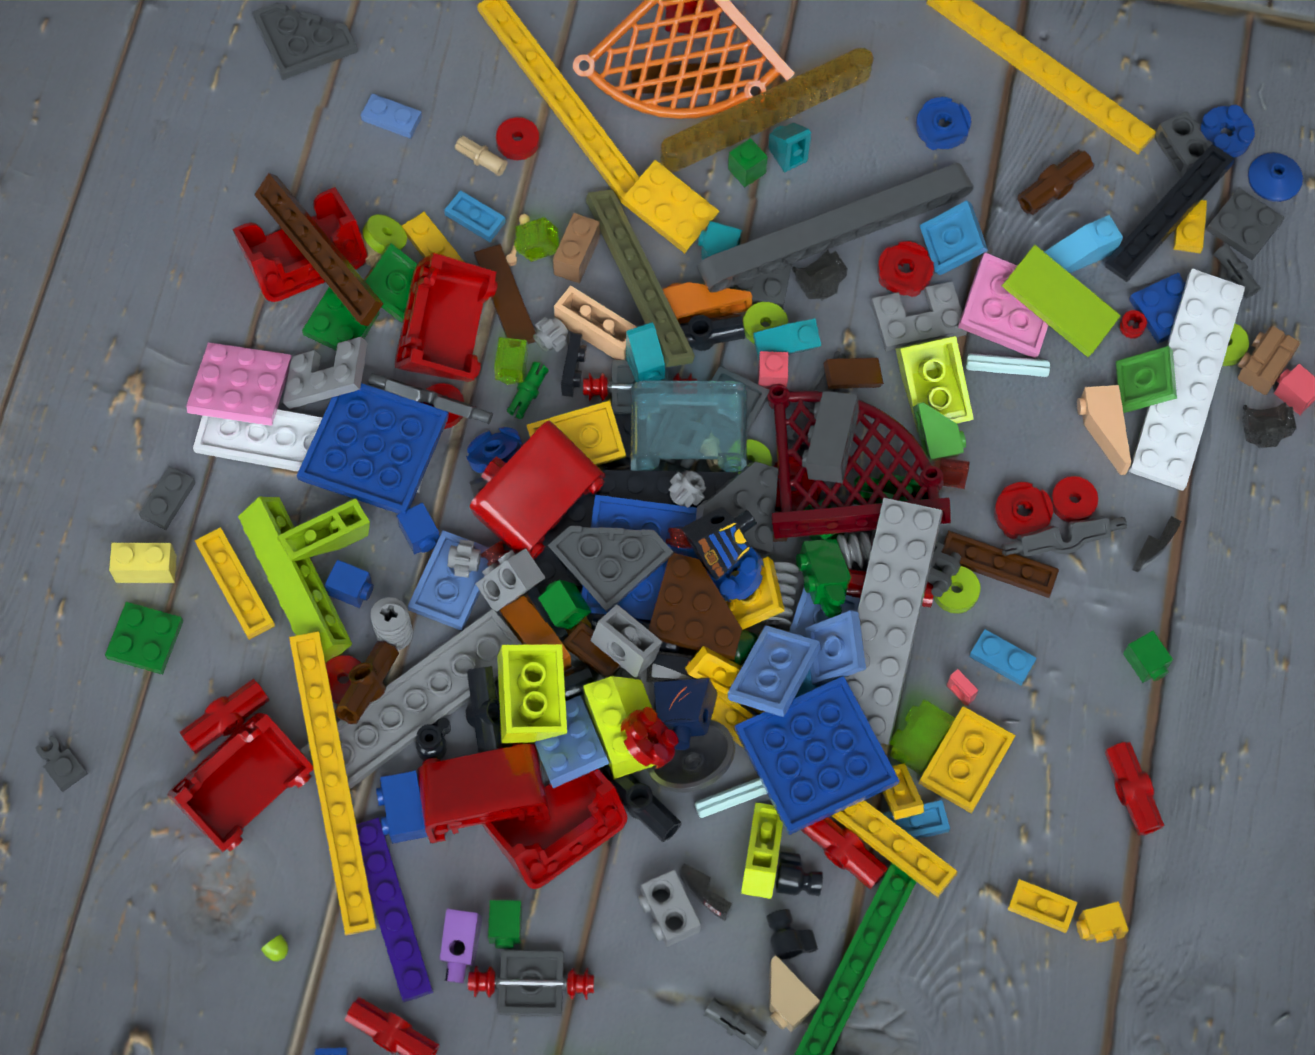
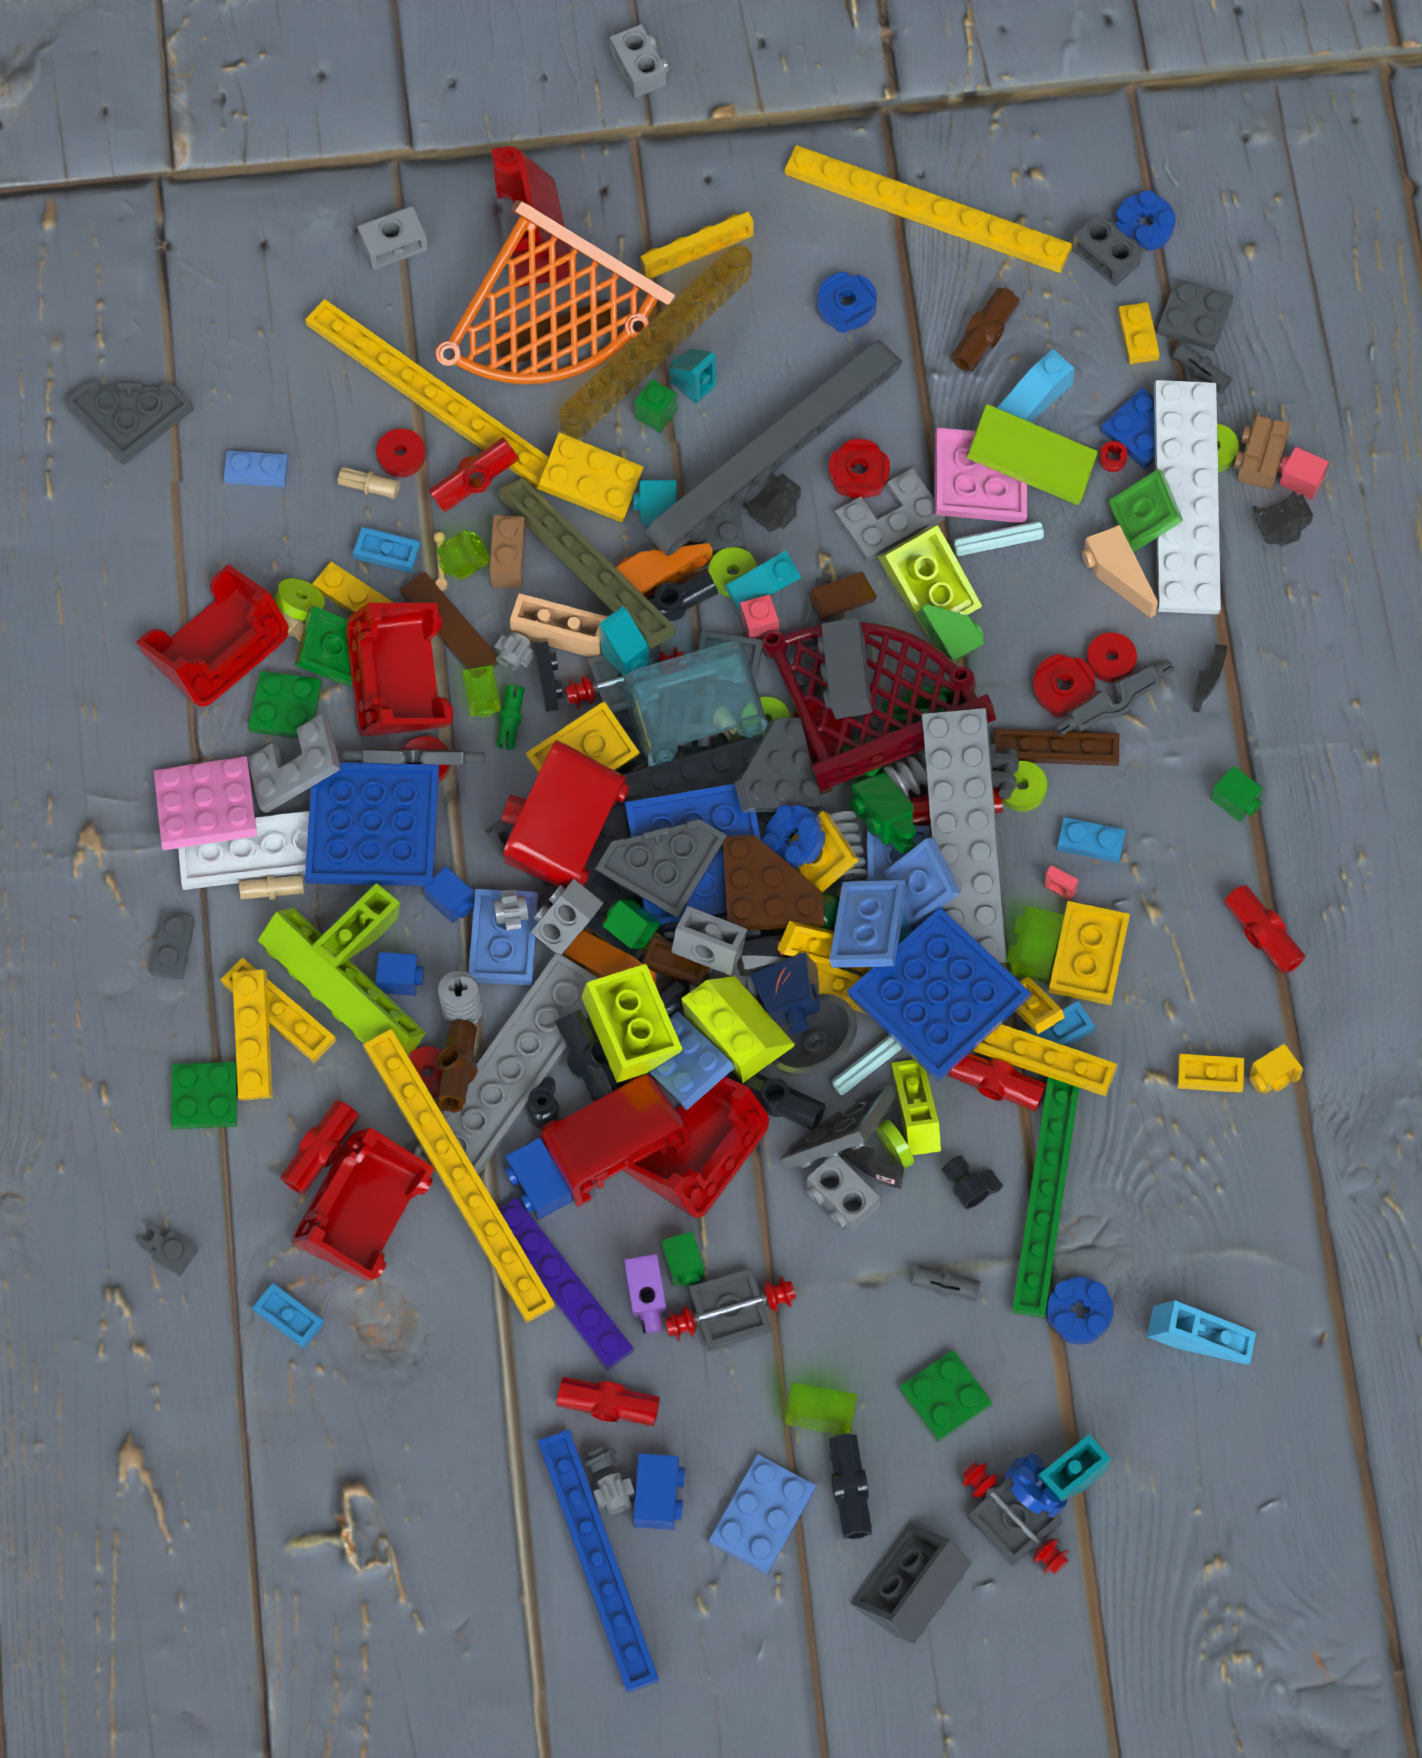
camera: 15 degrees left, 0 degrees up
(140, 859) = (288, 1316): none -> dark azure plate
(143, 562) = (175, 1019): light yellow brick -> none
(202, 598) = (252, 1035): none -> yellow plate
(268, 473) = (271, 887): none -> tan pin
(276, 948) = (460, 1359): lime hinge -> none
(319, 250) = (239, 635): reddish brown plate -> none
(488, 446) = (493, 790): blue plate -> none
(494, 553) = (540, 895): clear red bush -> none
(587, 169) = (459, 485): none -> red piece
(661, 742) = (767, 1029): red plate -> none
(677, 539) = (727, 819): clear red bush -> none
(687, 489) = (717, 767): light grey gear -> none
(688, 851) = (841, 1130): none -> dark grey plate
(719, 539) = (770, 808): black torso -> none
(731, 879) = (894, 1144): none -> lime piece
(788, 997) = (990, 1240): tan slope -> none
(792, 878) = (956, 1125): black piece -> none
(830, 39) = (690, 248): none -> yellow plate
(953, 237) = (899, 421): dark azure plate -> none
(954, 472) = (982, 665): clear red tile -> none
(1169, 213) = (1114, 327): black plate -> none
(1272, 185) = (1210, 265): blue dish -> none

